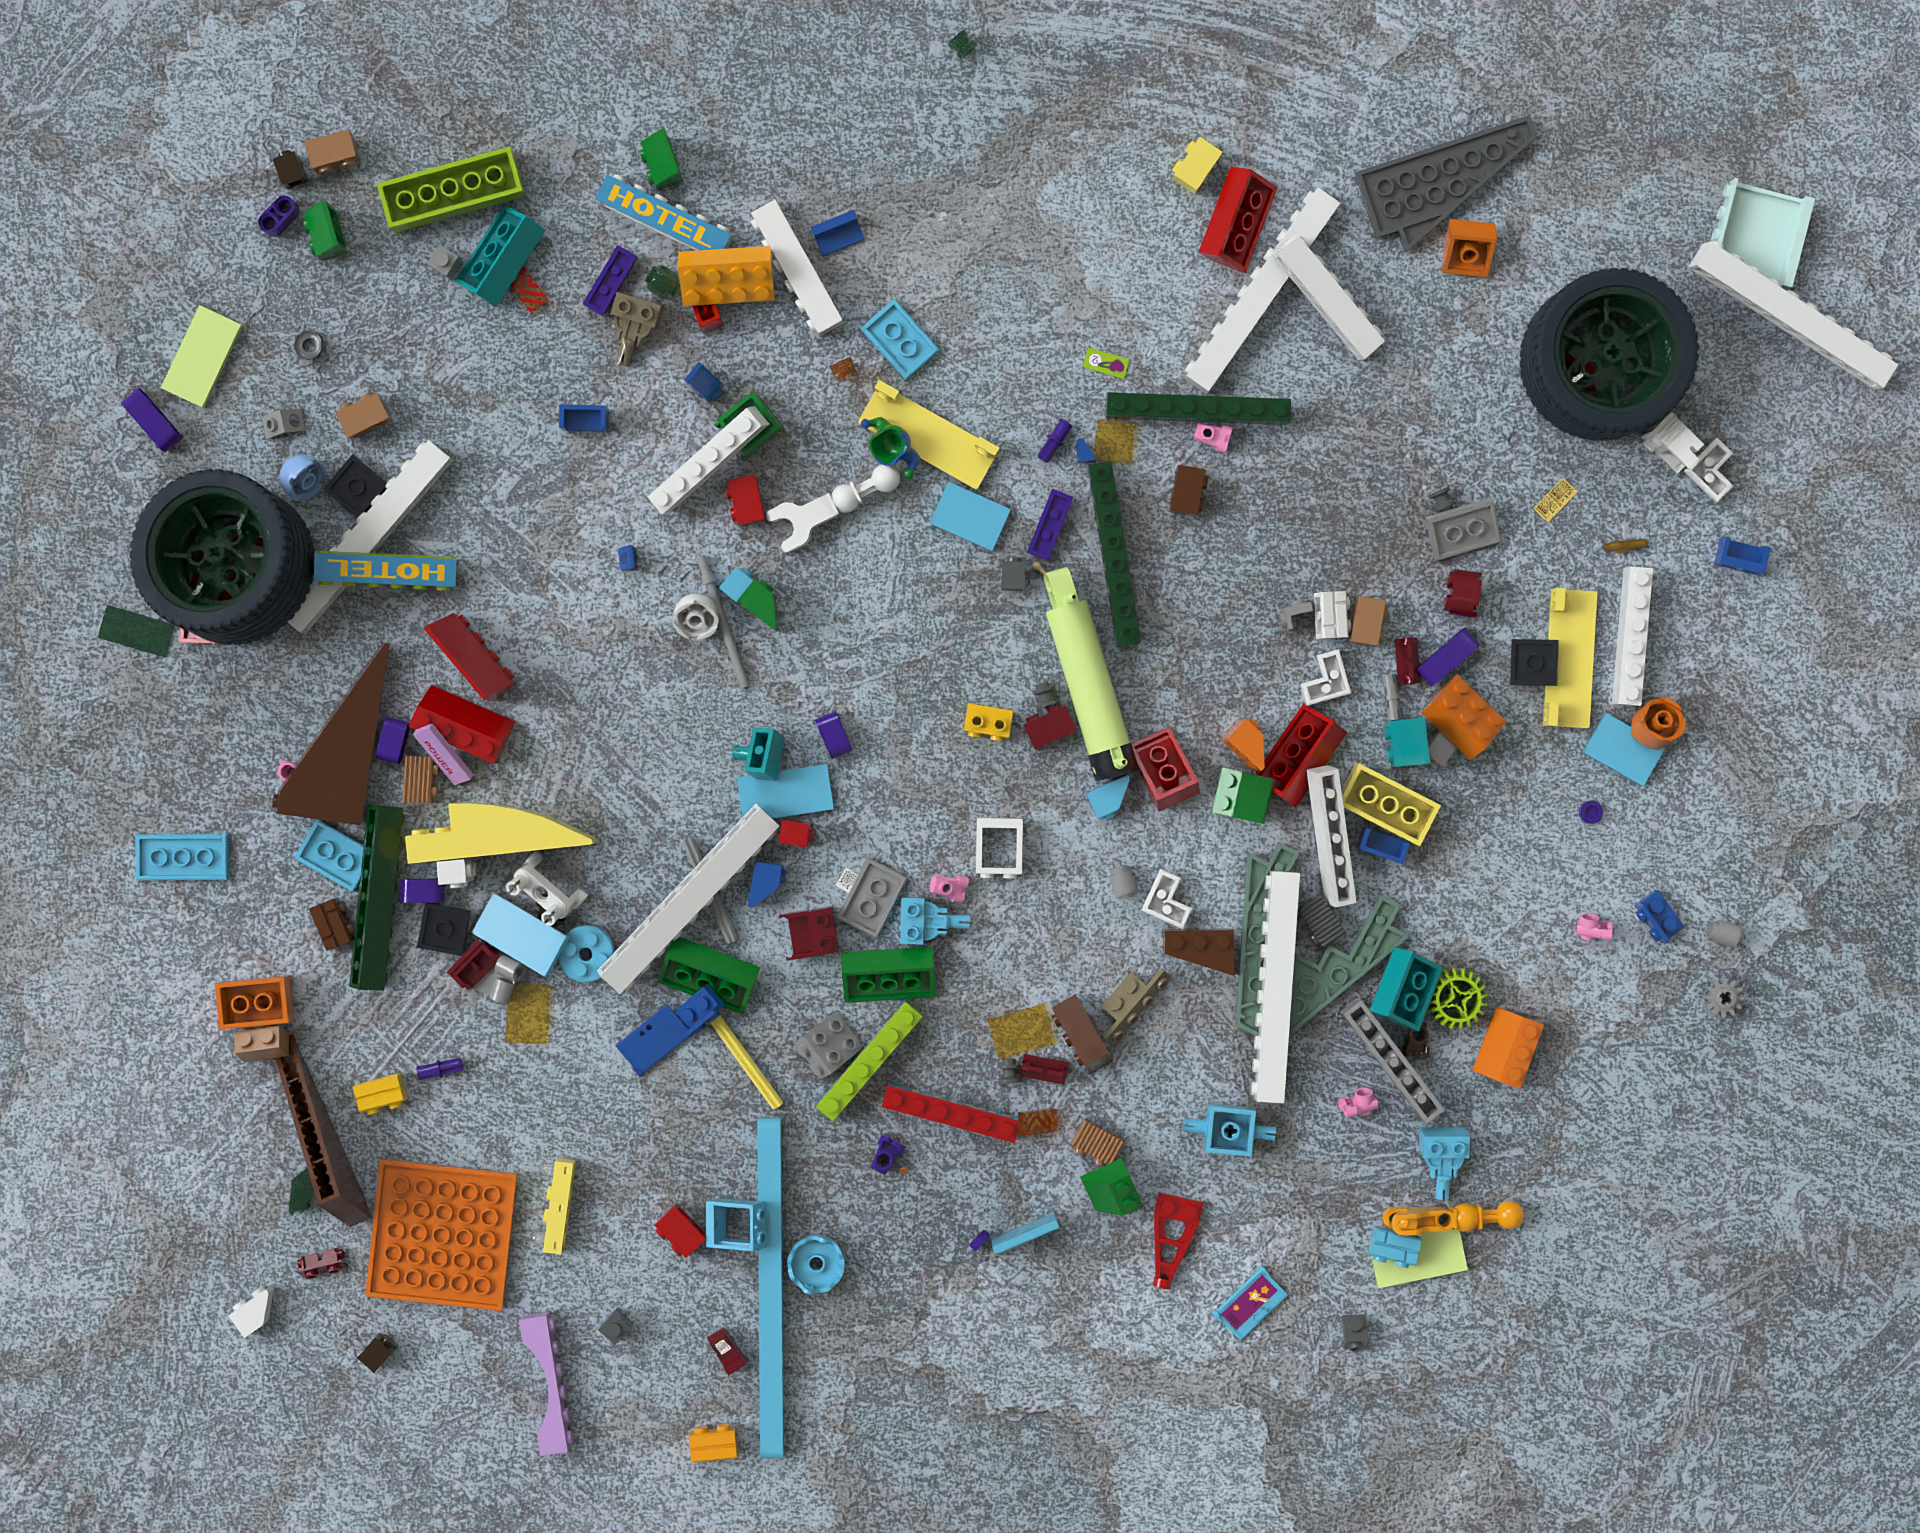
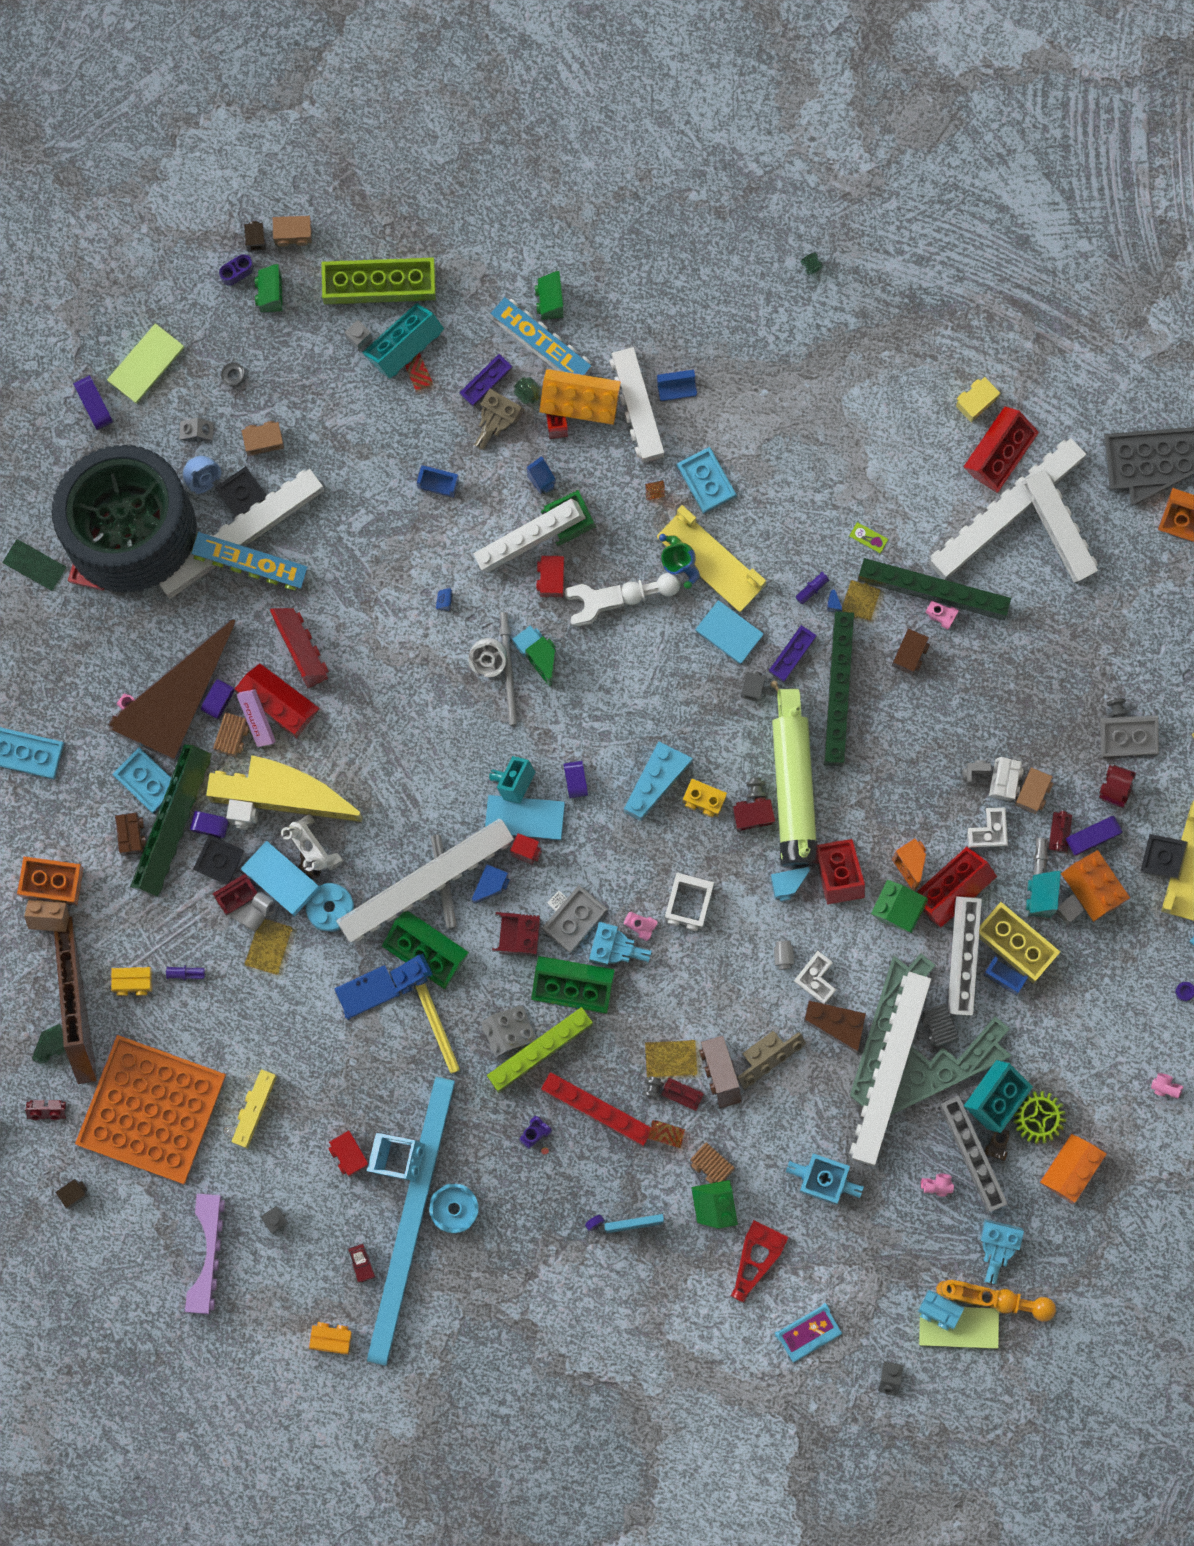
camera: 20 degrees right, 10 degrees down
(928, 708) = (658, 776): none -> medium azure wedge

